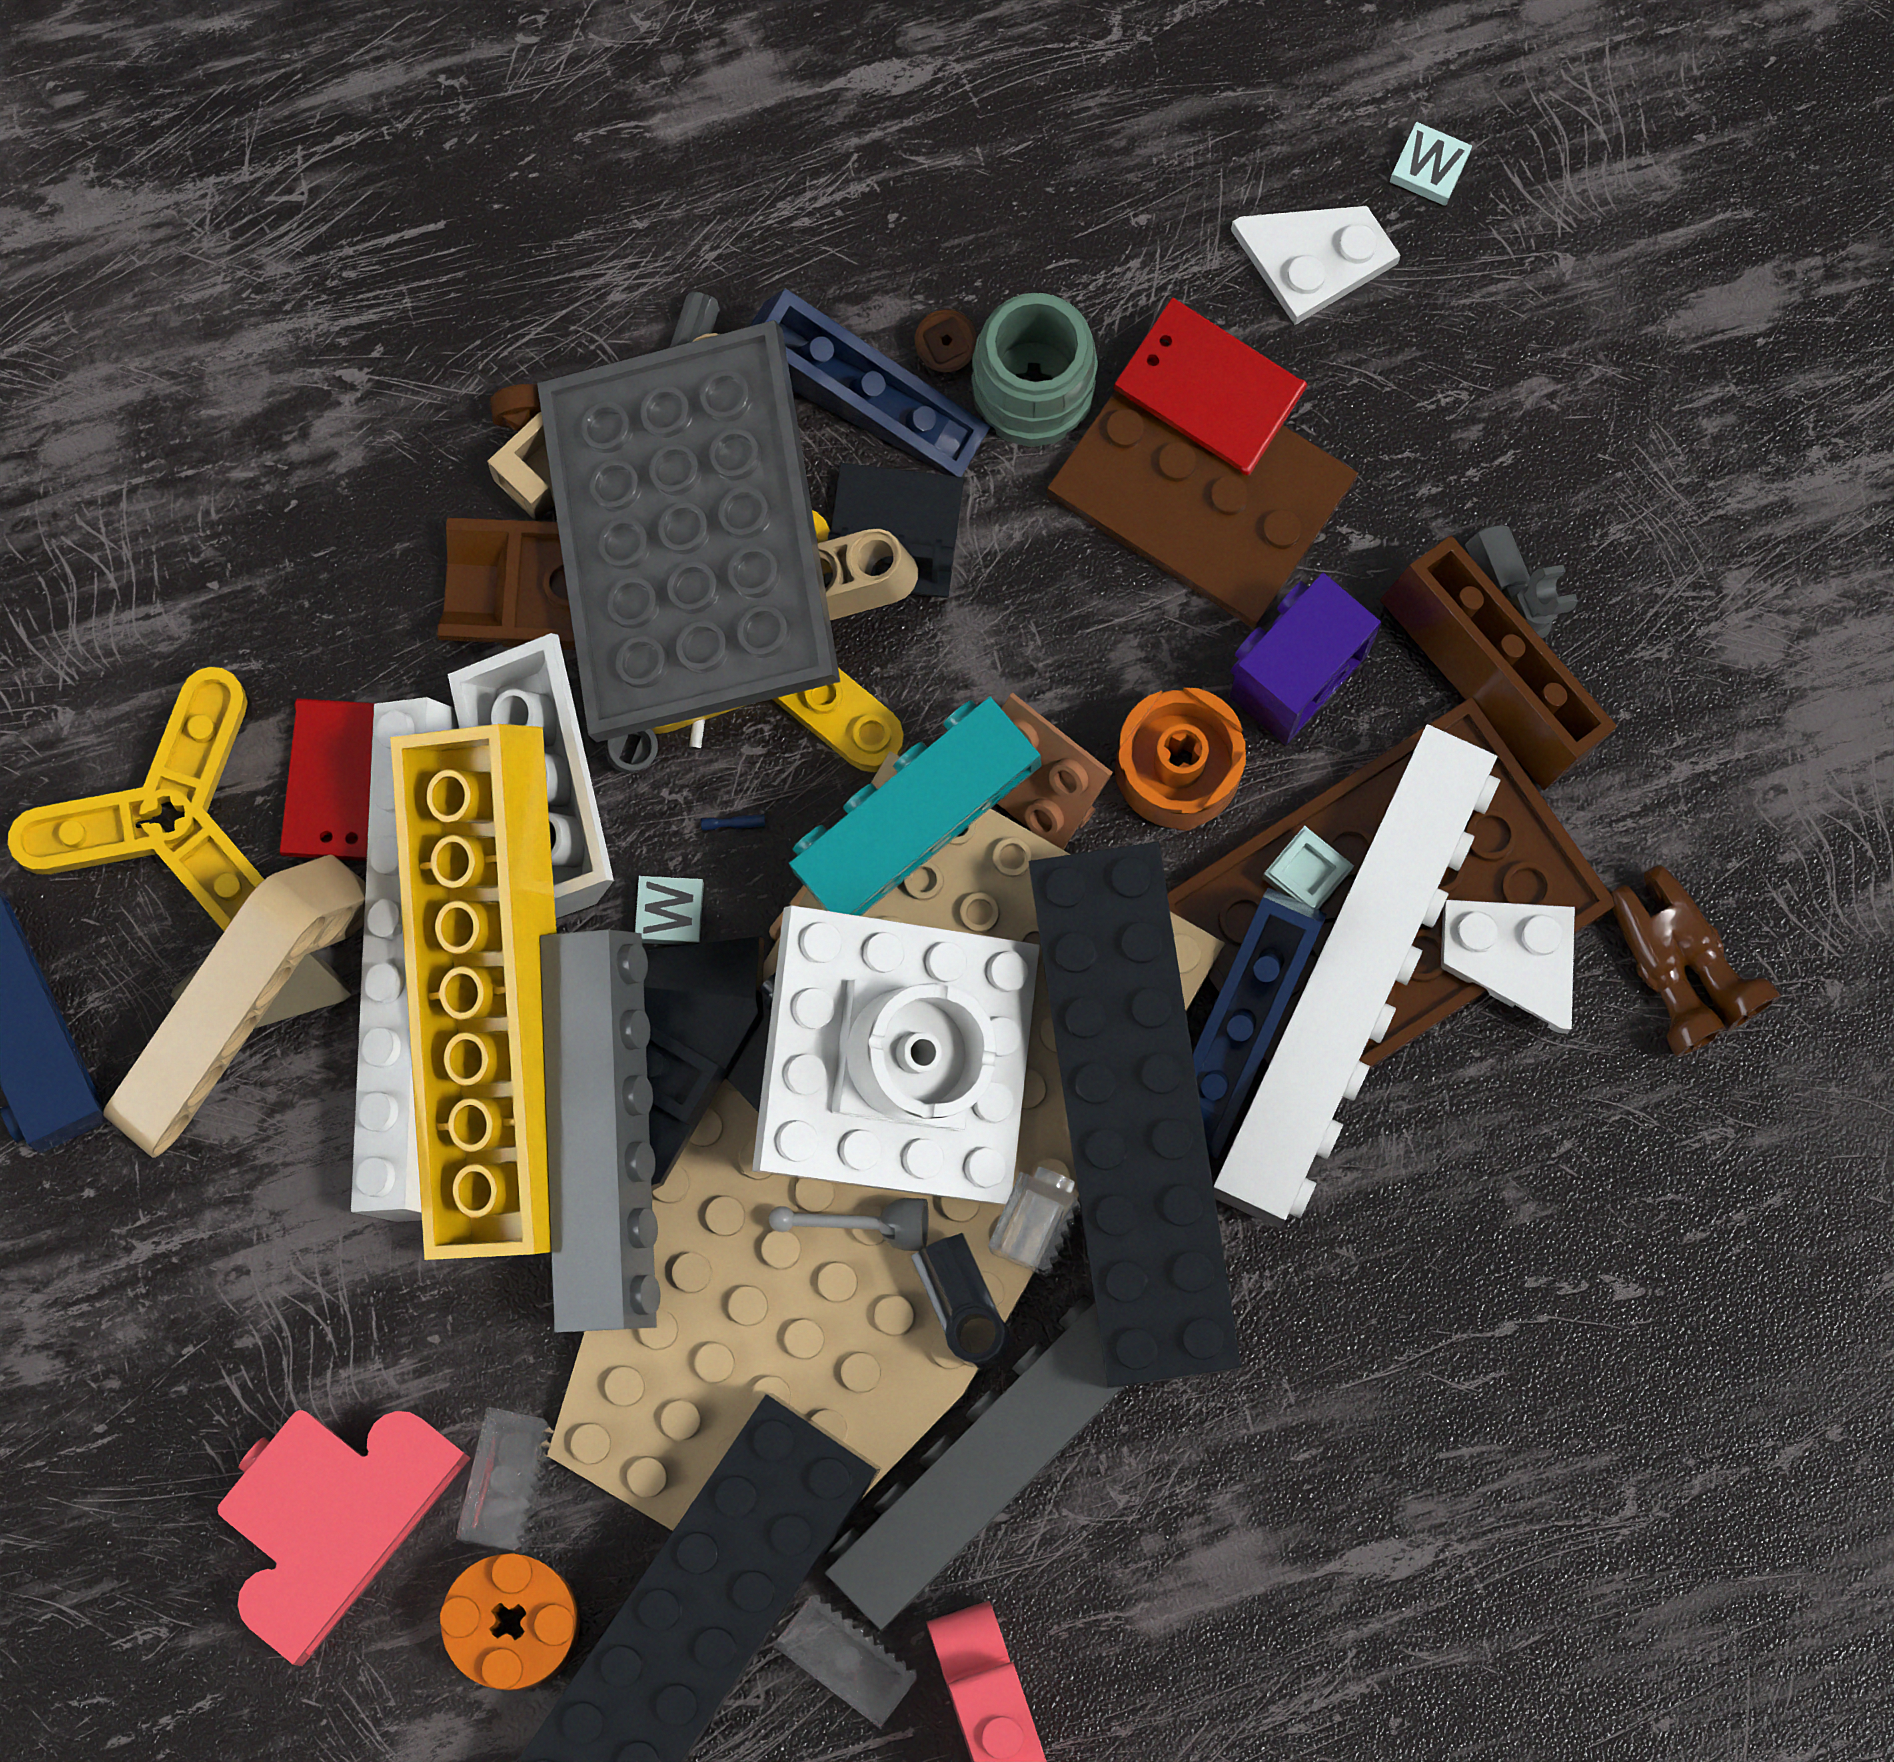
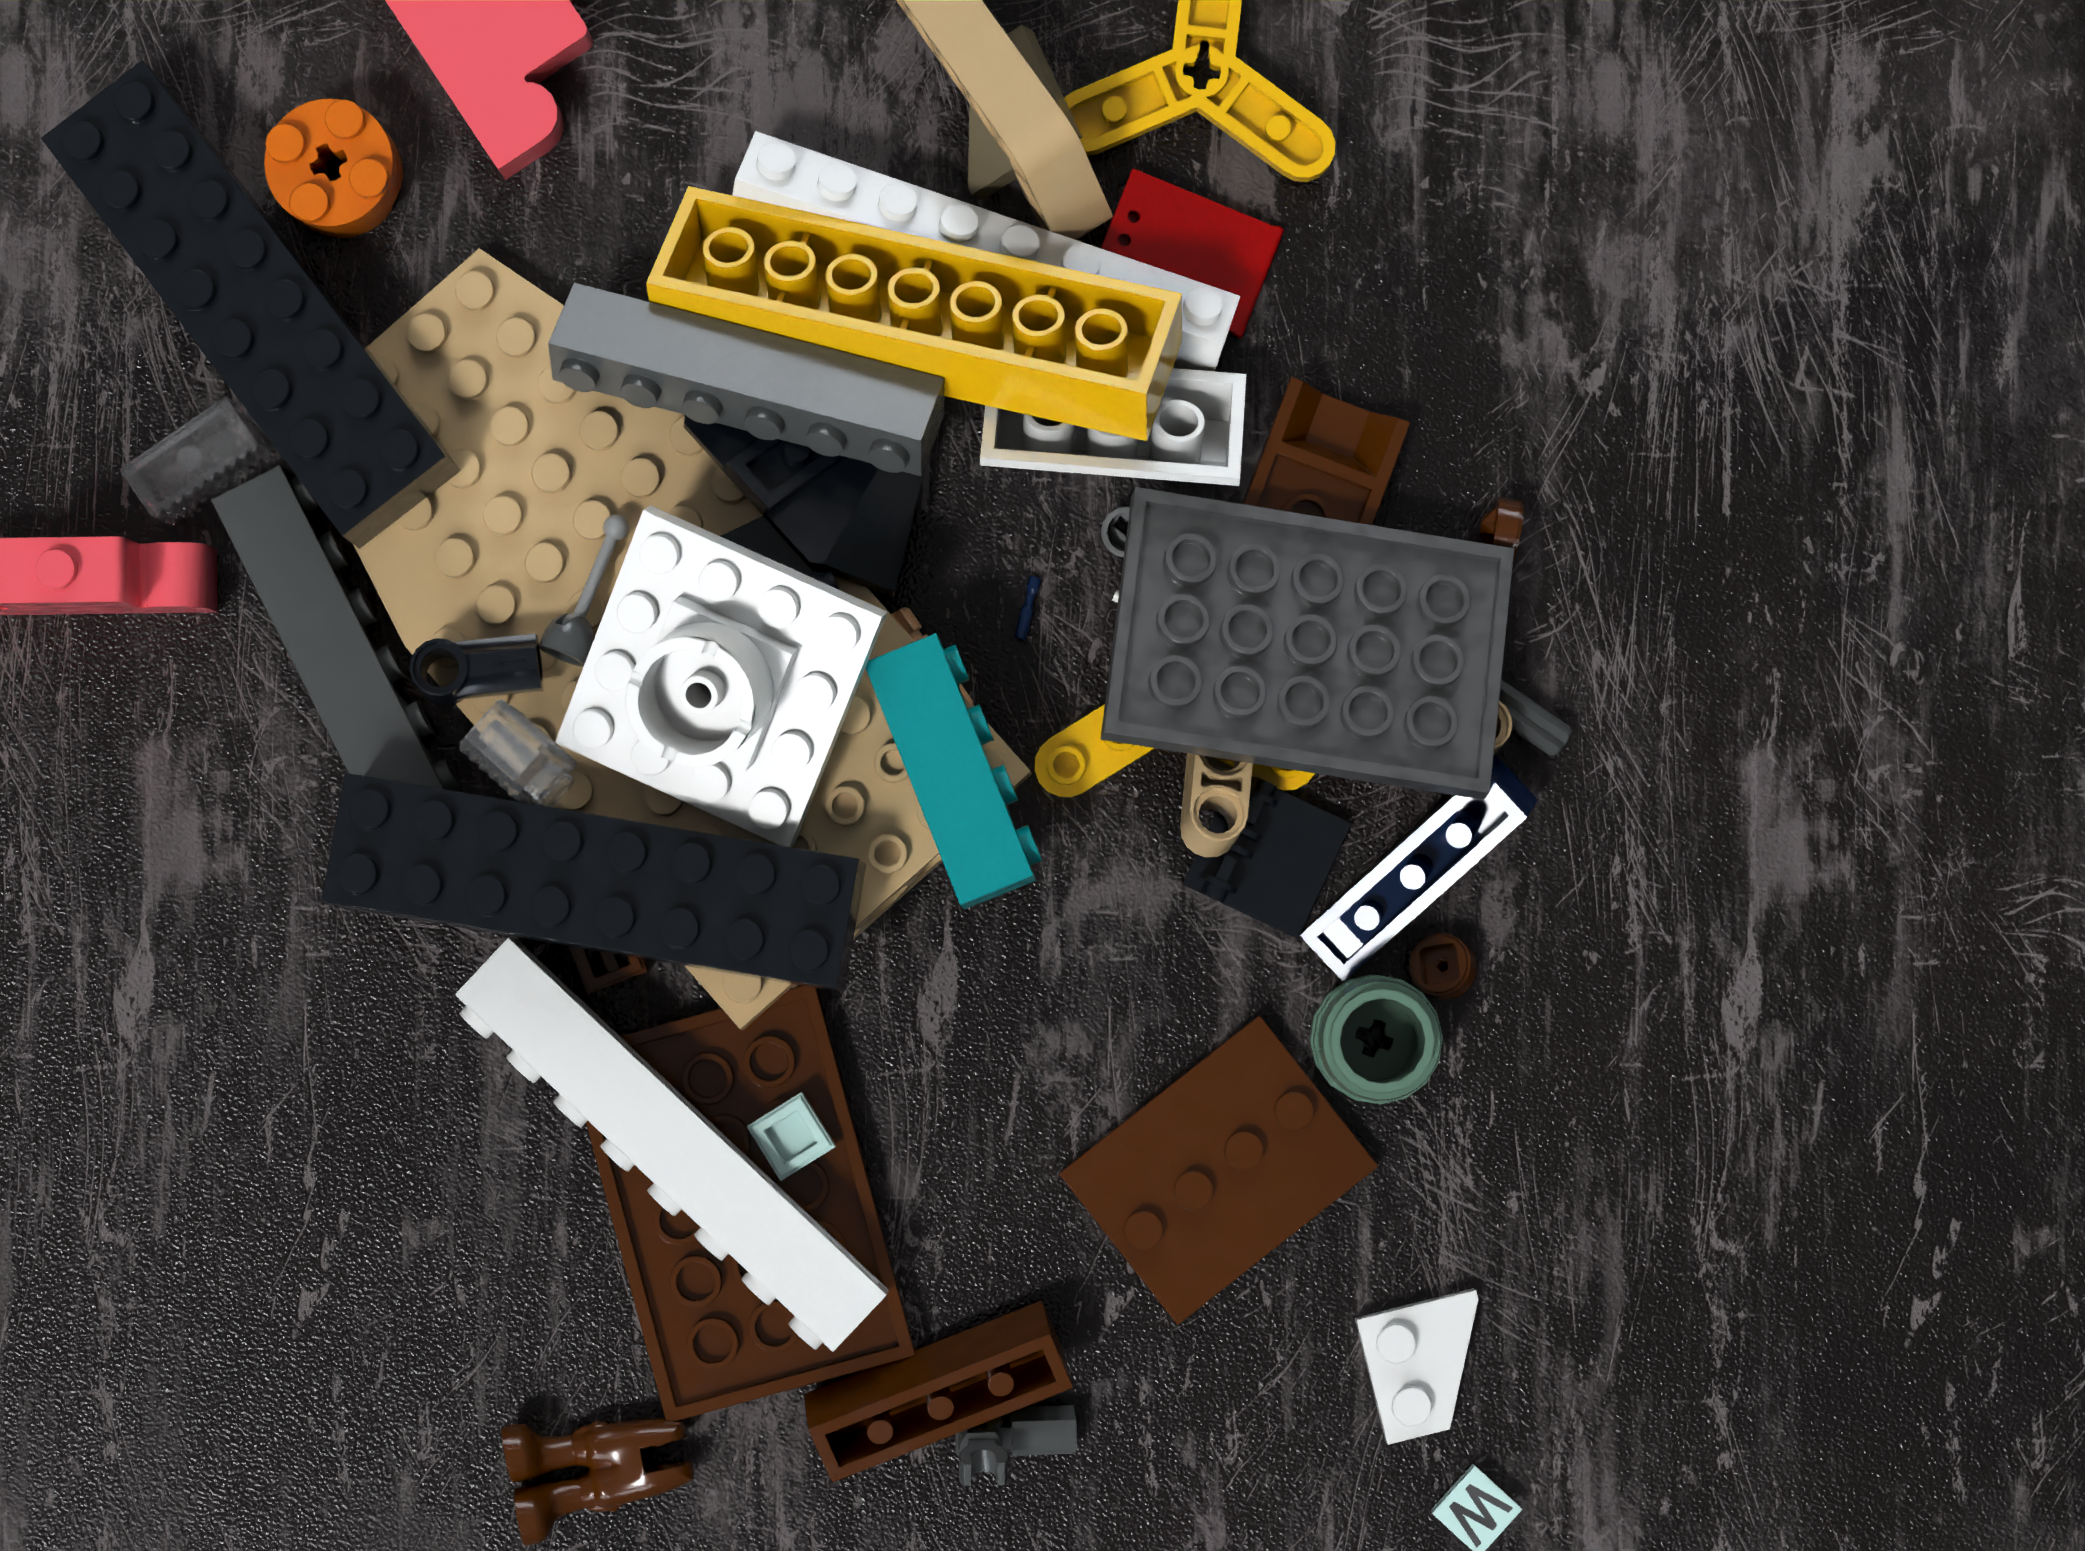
camera: 110 degrees right, 10 degrees up
(505, 1481) = (461, 200): clear brick -> none
(524, 469) = (1438, 513): tan panel -> none
(669, 910) = (959, 519): light aqua tile -> none
(1063, 789) = (949, 932): nougat hinge -> none
(1166, 726) = (936, 1088): orange brick -> none
(1210, 386) = (1308, 1208): red container -> none
(1251, 1008) = (672, 1034): dark blue slope -> none
(1303, 657) = (999, 1201): dark purple brick -> none
(1515, 954) = (646, 1305): white wing -> none

